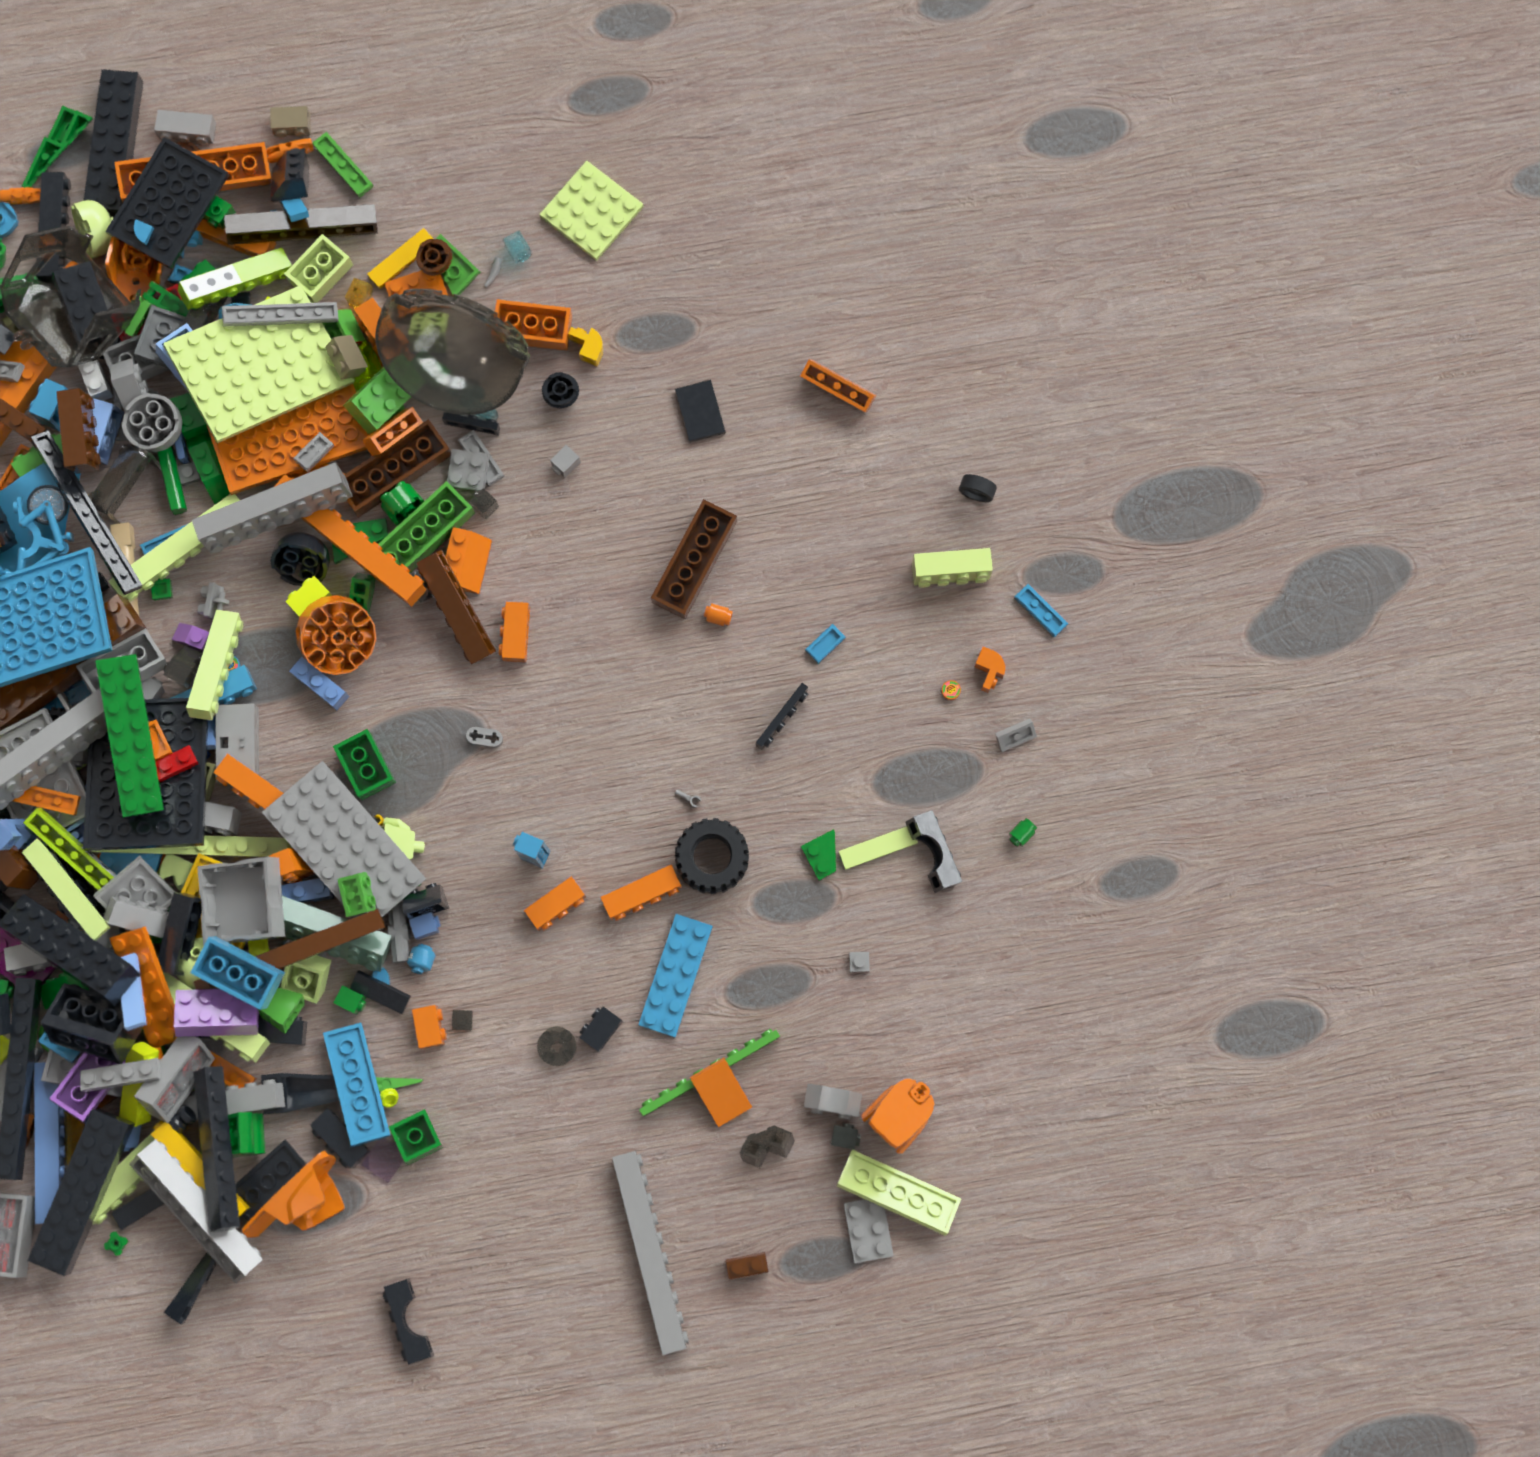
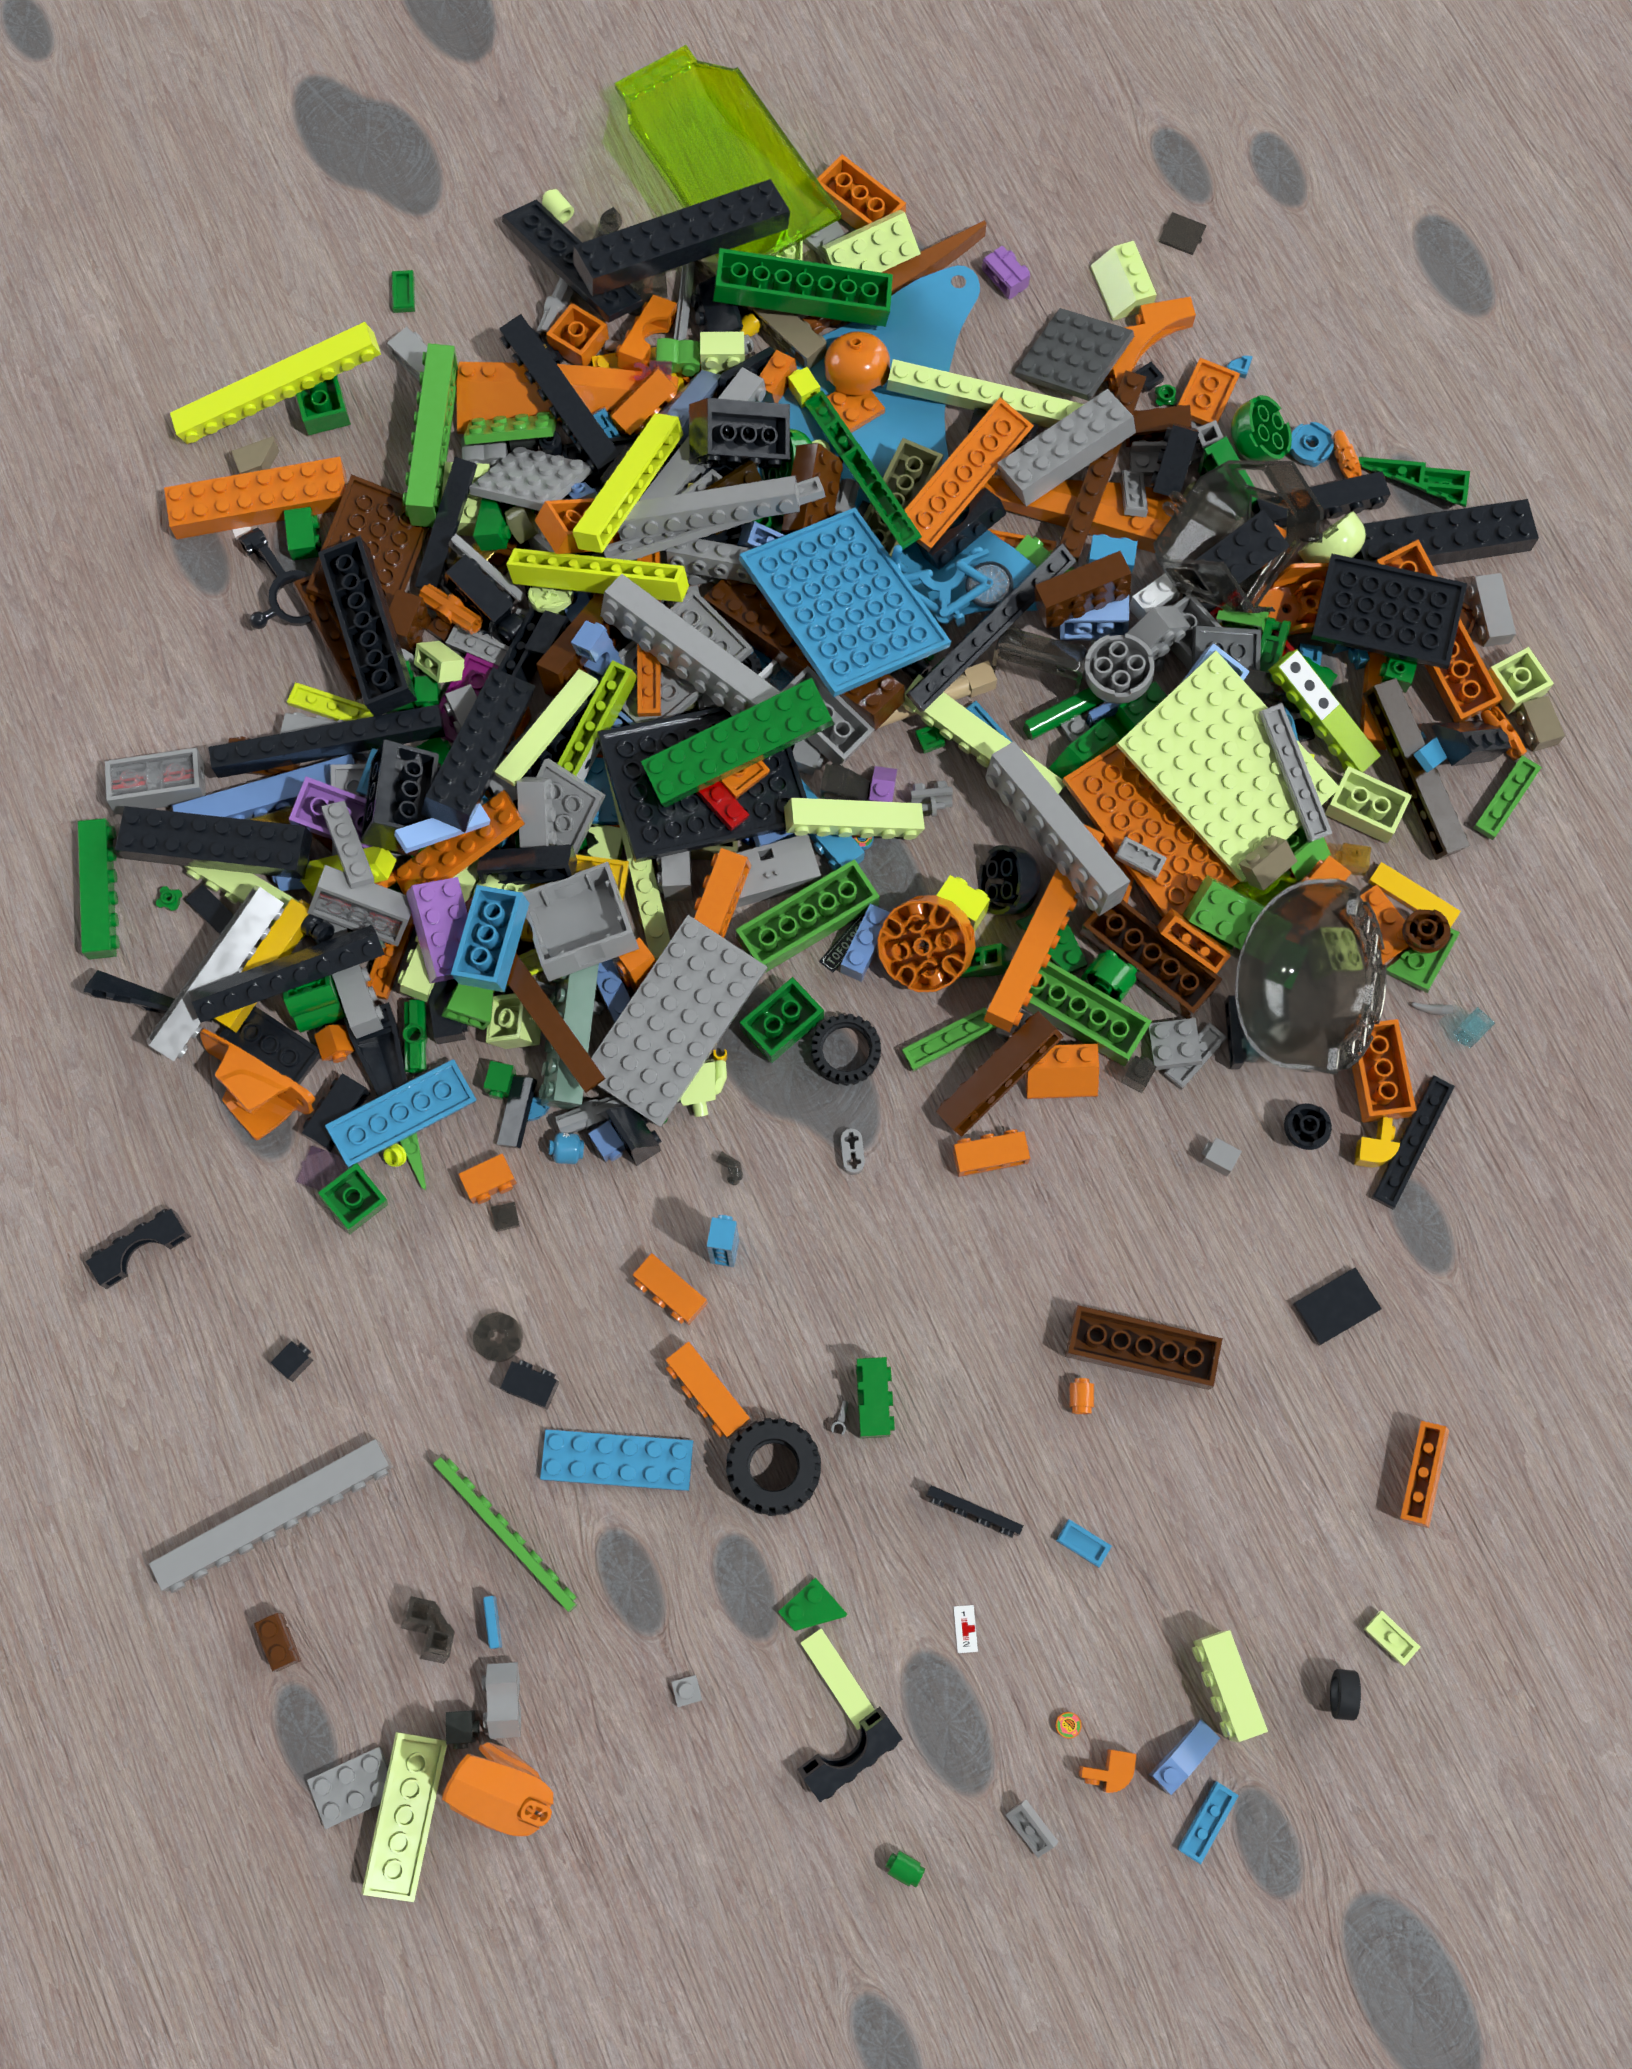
camera: 75 degrees right, 5 degrees down
(88, 1302) = (97, 889): none -> green brick
(143, 231) = (1344, 593): dark azure tile -> none
(251, 124) = (1520, 679): none -> yellowish green brick
(282, 1127) = (334, 1043): none -> orange brick
(284, 722) = (808, 916): none -> bright green brick
(306, 1063) = (415, 1022): none -> green piece
(316, 703) = (837, 952): none -> black sticker
(356, 894) = (618, 1050): bright green bracket -> none
(385, 705) = (859, 1025): none -> black tyre
(415, 640) = (947, 1039): none -> bright green plate
(472, 831) = (734, 1168): none -> clear smoke arm
(532, 1212) = (292, 1360): none -> black brick
(591, 210) = (1551, 1105): yellowish green plate -> none
(592, 318) = (1413, 1142): none -> black tile
(679, 768) = (874, 1397): none -> green wedge
(721, 1092) = (483, 1554): orange tile -> none
(771, 1096) = (492, 1622): none -> dark azure tile
(865, 746) = (965, 1629): none -> white sticker
(946, 444) = (1392, 1638): none -> yellowish green plate
(993, 614) = (1184, 1757): none -> medium blue slope

